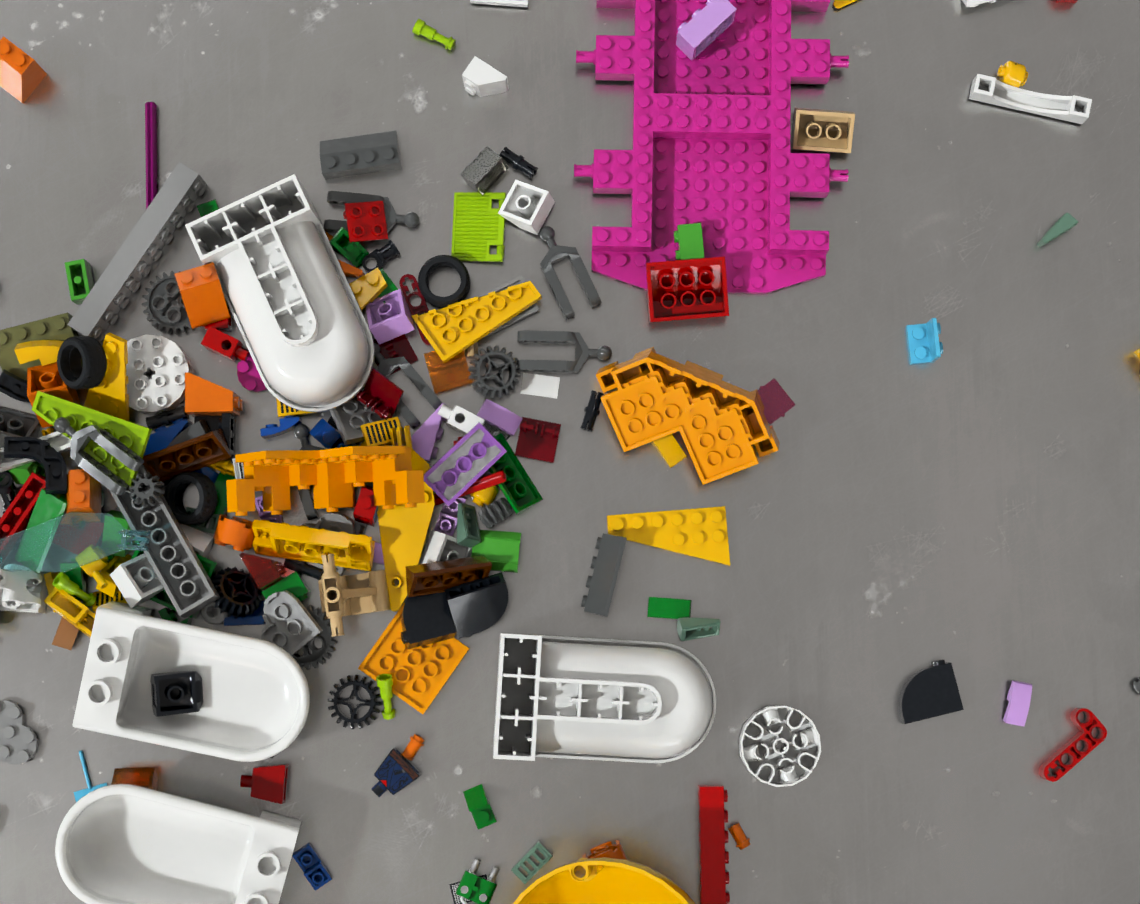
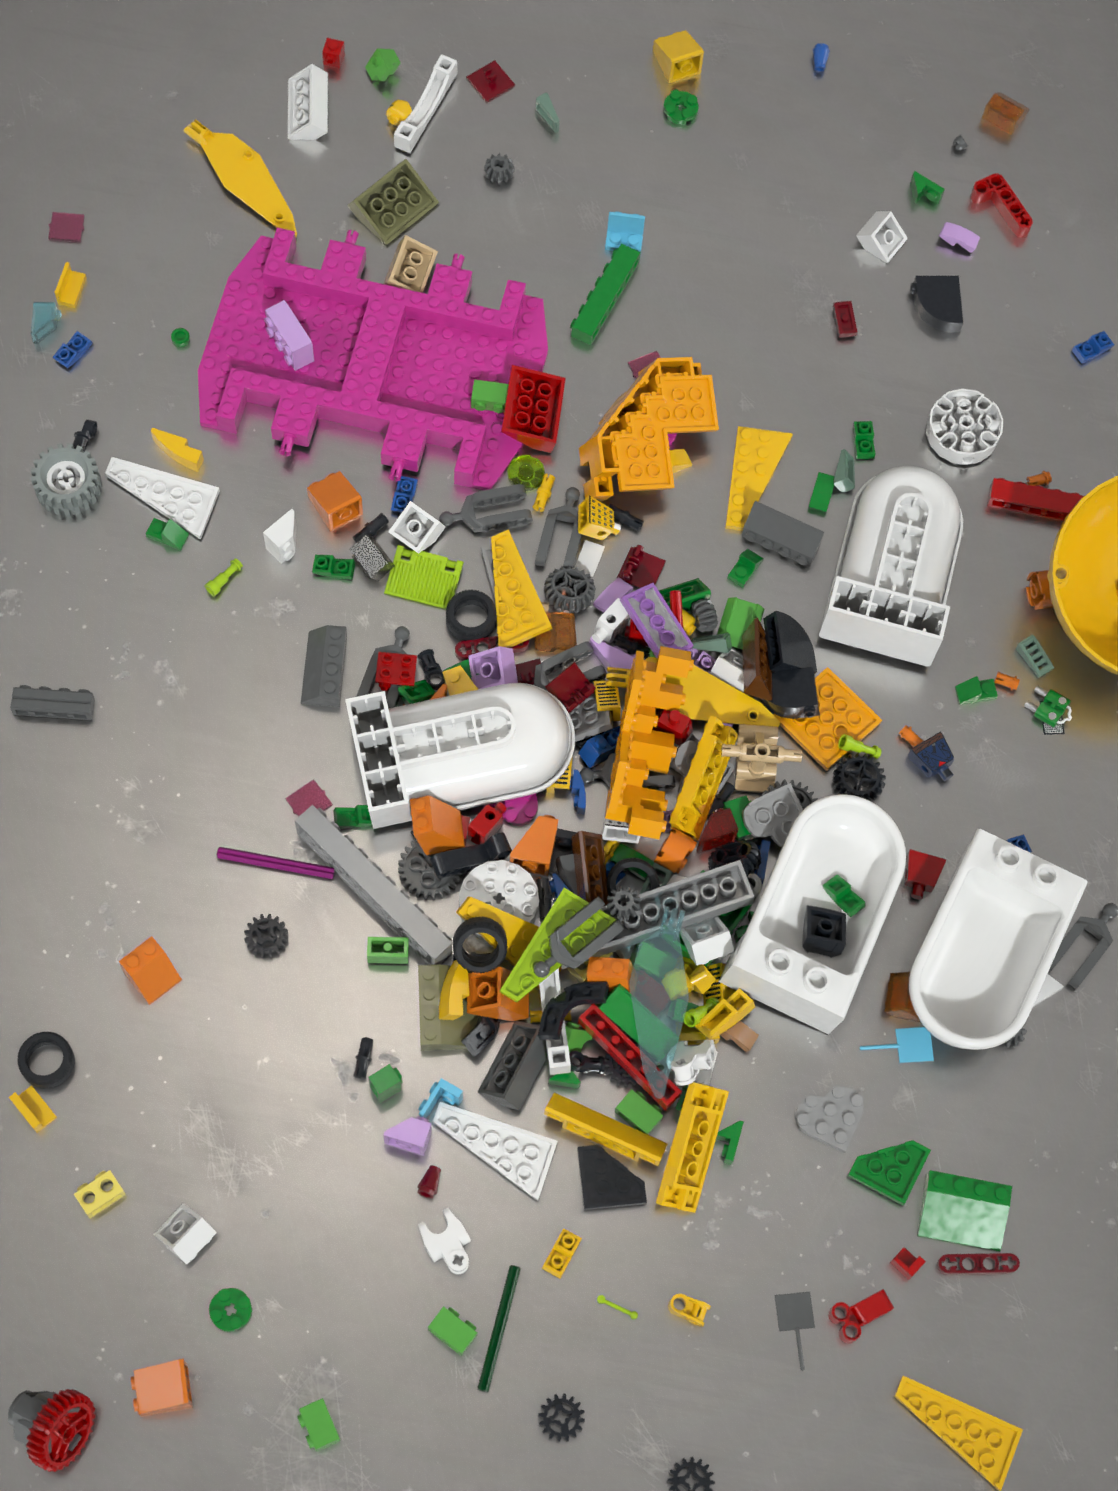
camera: 85 degrees left, 15 degrees down
(73, 159) = (273, 940): none -> black gear
(184, 336) = (465, 859): none -> black beam
(218, 707) = (843, 896): none -> green slope
(221, 174) = (306, 796): none -> clear pink piece
(445, 440) = (631, 645): none -> black pin
(469, 136) = (335, 568): none -> green slope
(497, 837) = (1008, 681): none -> orange pin
(539, 118) = (335, 500): none -> orange slope
(565, 545) = (745, 567): none -> green slope
(566, 186) = (404, 493): none -> blue slope
(576, 382) = (596, 519): none -> yellow torso
(600, 324) = (543, 492): none -> yellow pin
(620, 301) = (526, 471): none -> clear neon green tile
(742, 641) = (864, 440): none -> green slope
(847, 337) = (606, 293): none -> green brick
(882, 596) = (845, 319): none -> dark red plate
(900, 95) = (393, 202): none -> olive slope
(917, 872) = (1093, 347): none -> blue slope
(968, 187) = (499, 168): none -> dark grey gear
(996, 618) = (882, 235): none -> white slope
(1068, 43) = (382, 64): none -> bright green brick
(1072, 652) = (923, 186): none -> green slope
(1083, 161) = (490, 81): none -> dark red piece
(1095, 376) = (680, 98): none -> green plate

